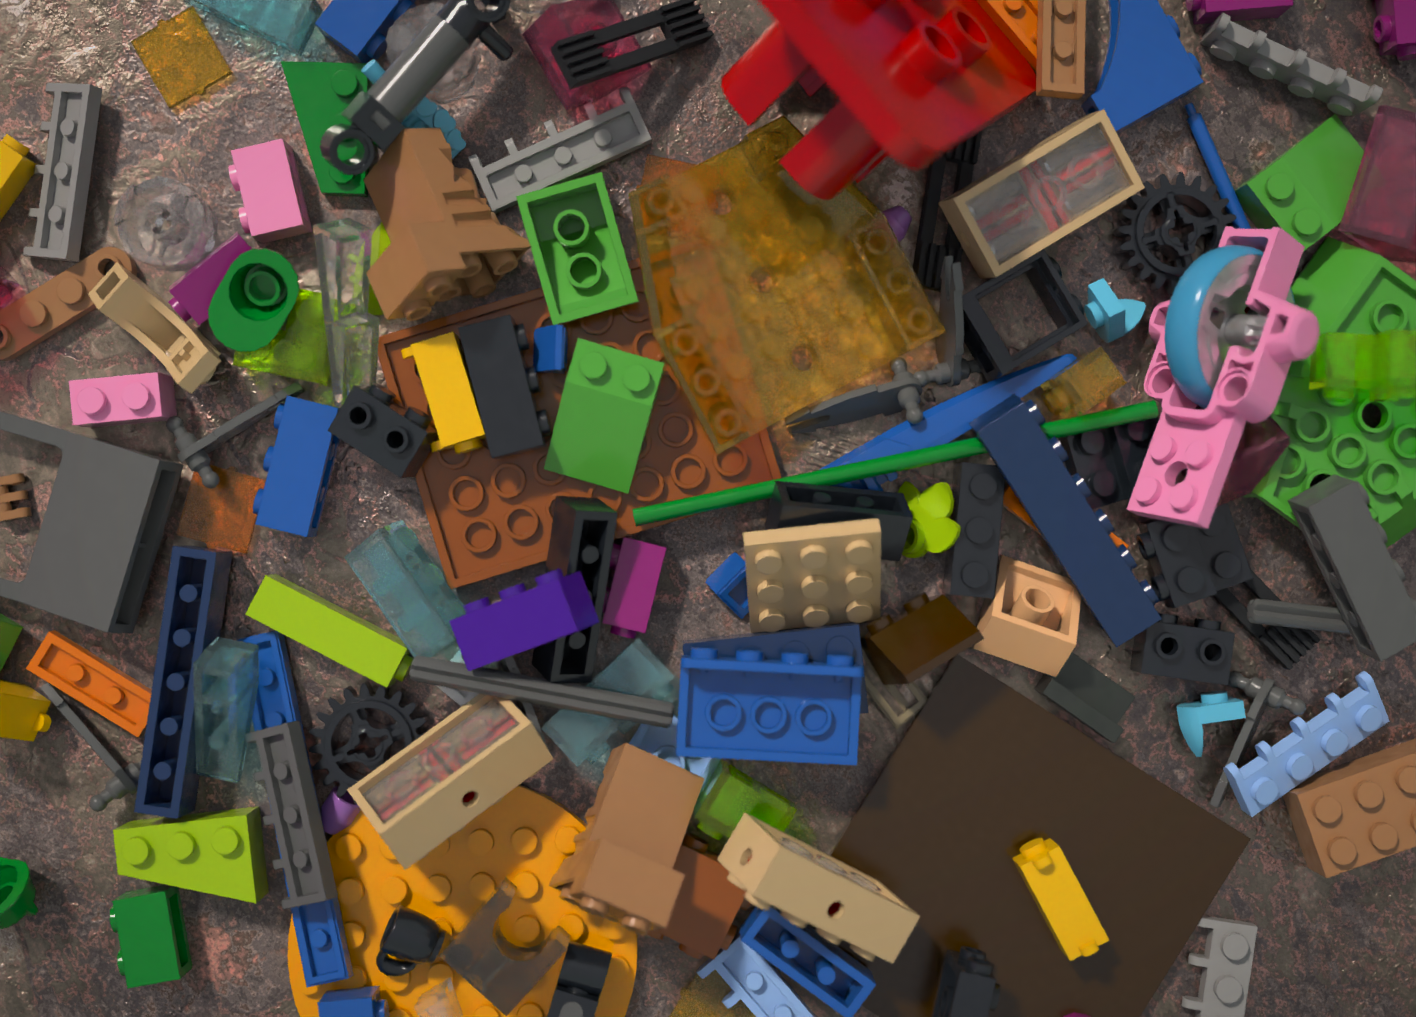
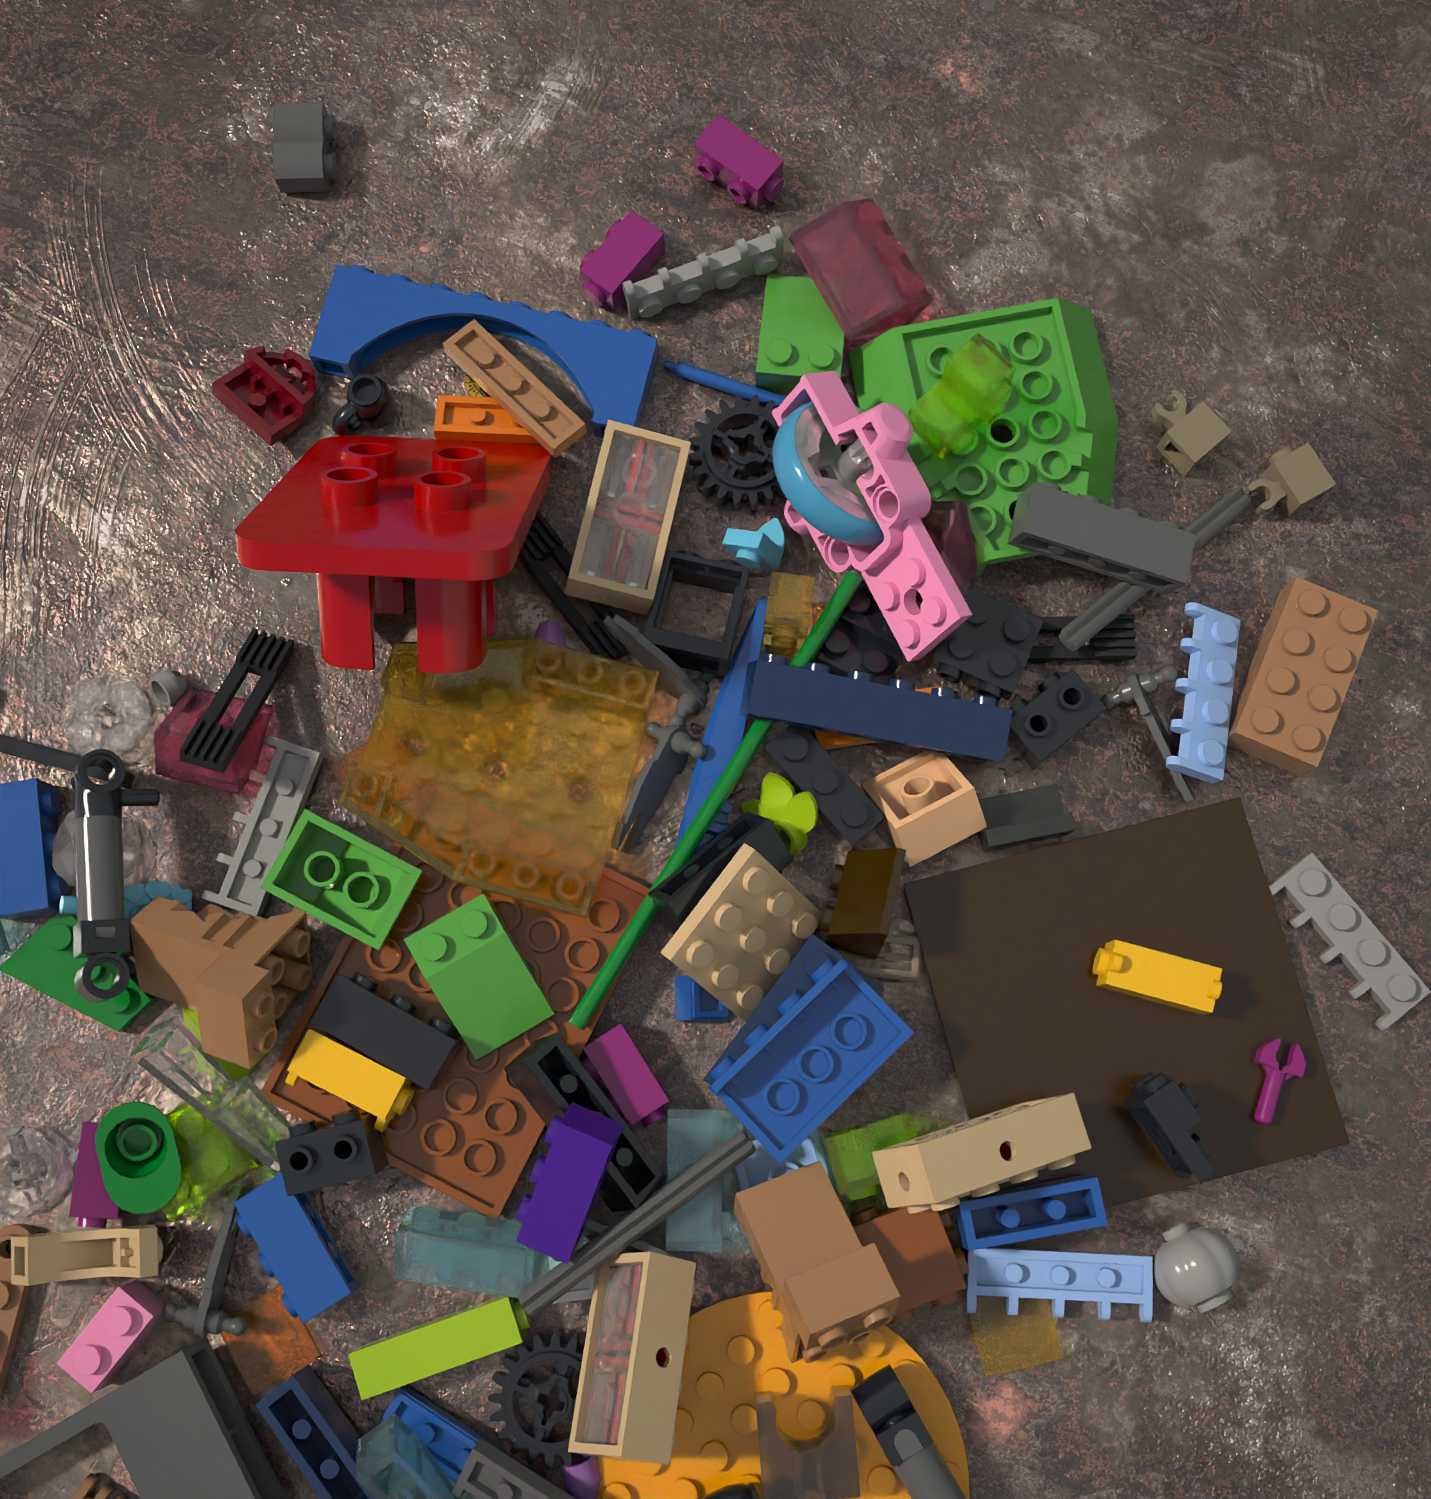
camera: 50 degrees left, 10 degrees down
(269, 191) = (78, 1069): bright pink brick -> none
(550, 349) = (394, 969): blue slope -> none
(1212, 708) = (1115, 735): medium azure plate -> none

